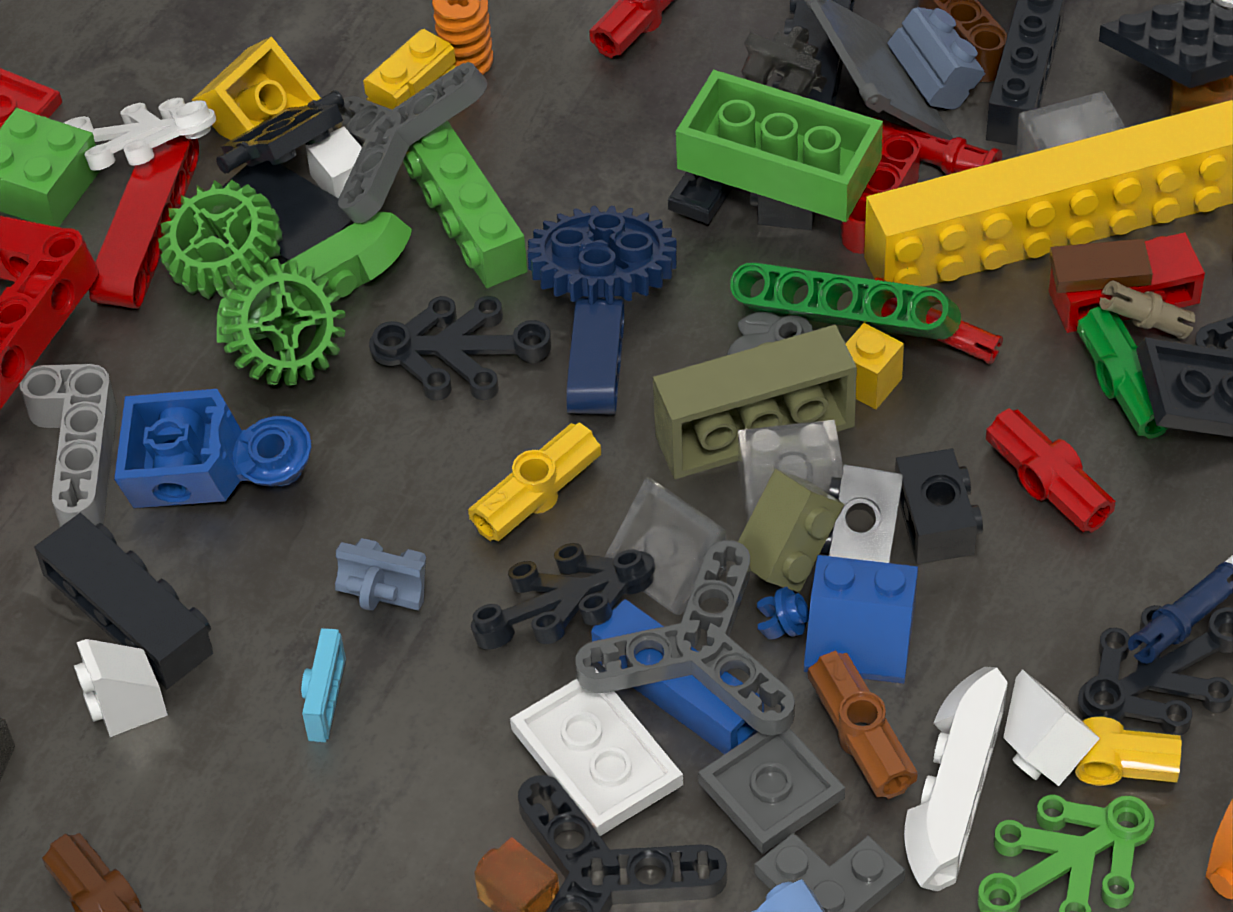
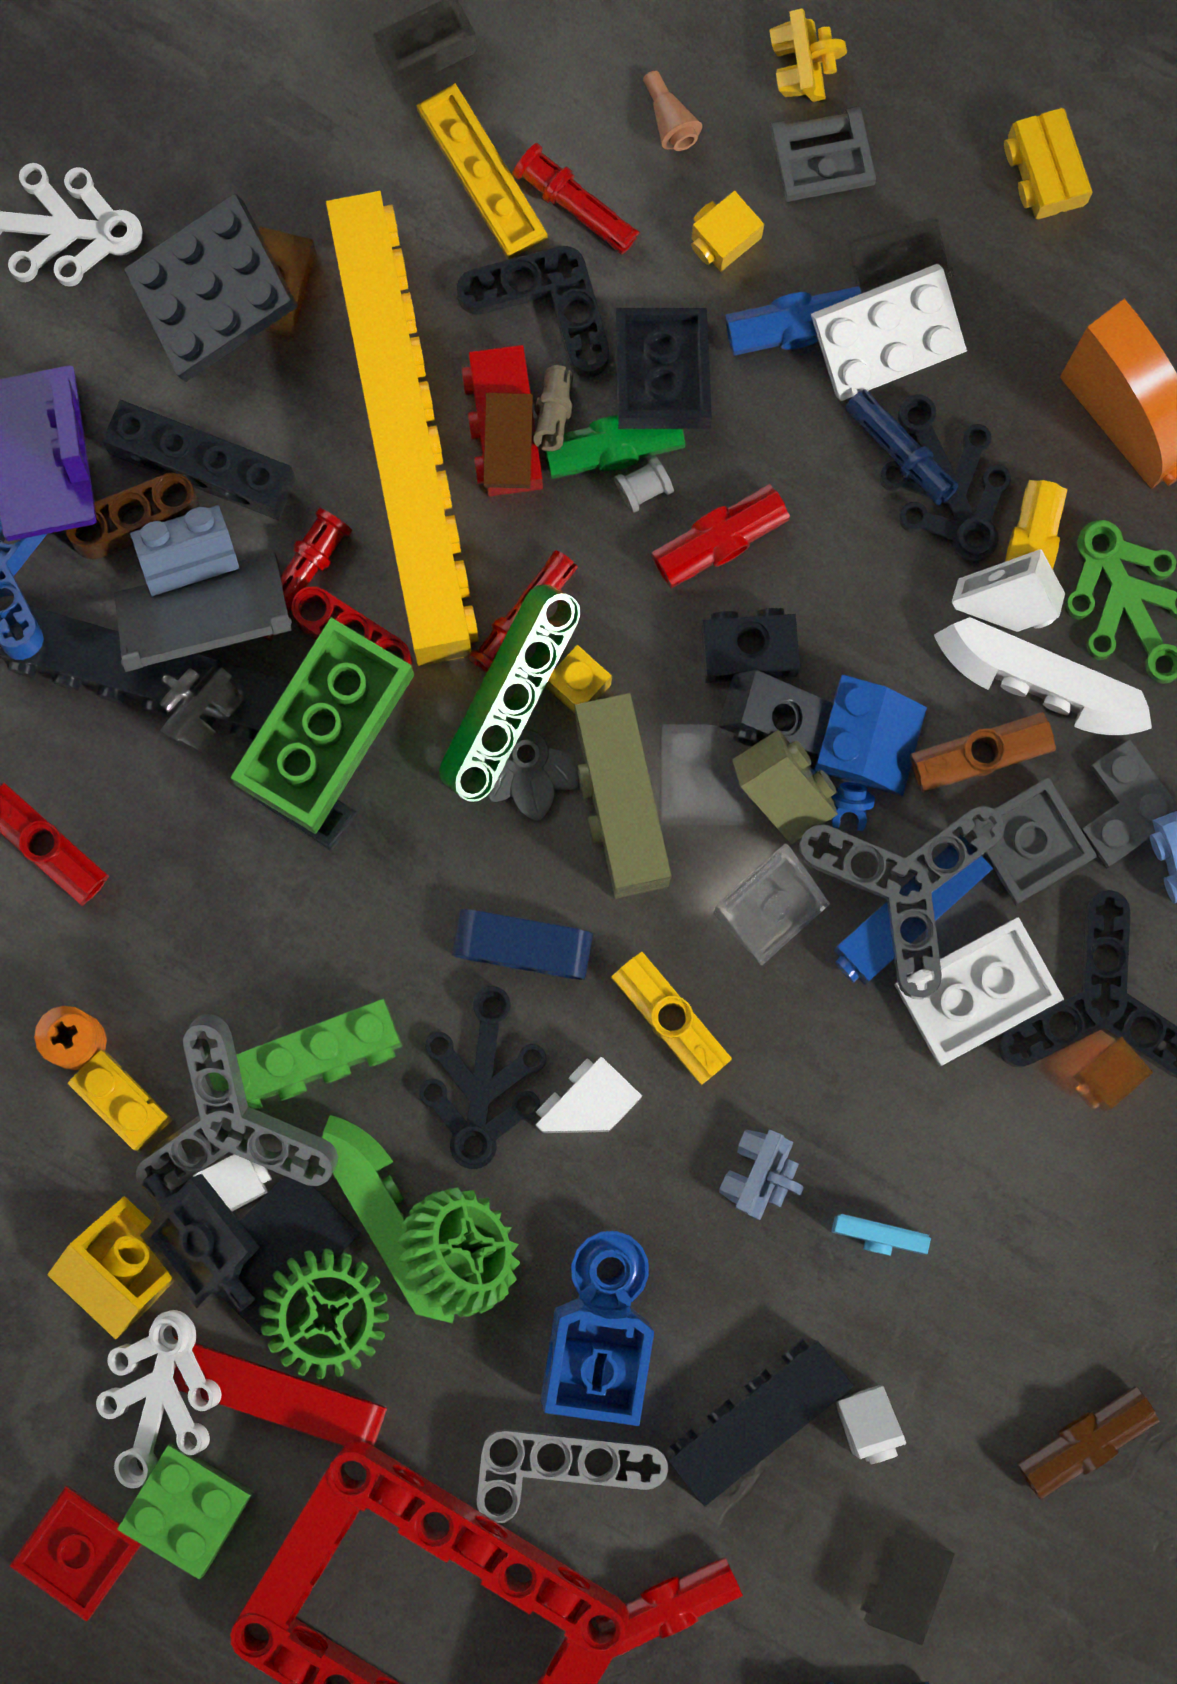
camera: 90 degrees left, 30 degrees up
(445, 427) = (593, 1102): none -> white slope
(602, 254) = (417, 960): dark blue gear -> none
(624, 574) = (811, 996): black plant -> none
(1066, 123) = (333, 434): clear slope -> none
(1089, 400) = (643, 484): none -> light grey bush

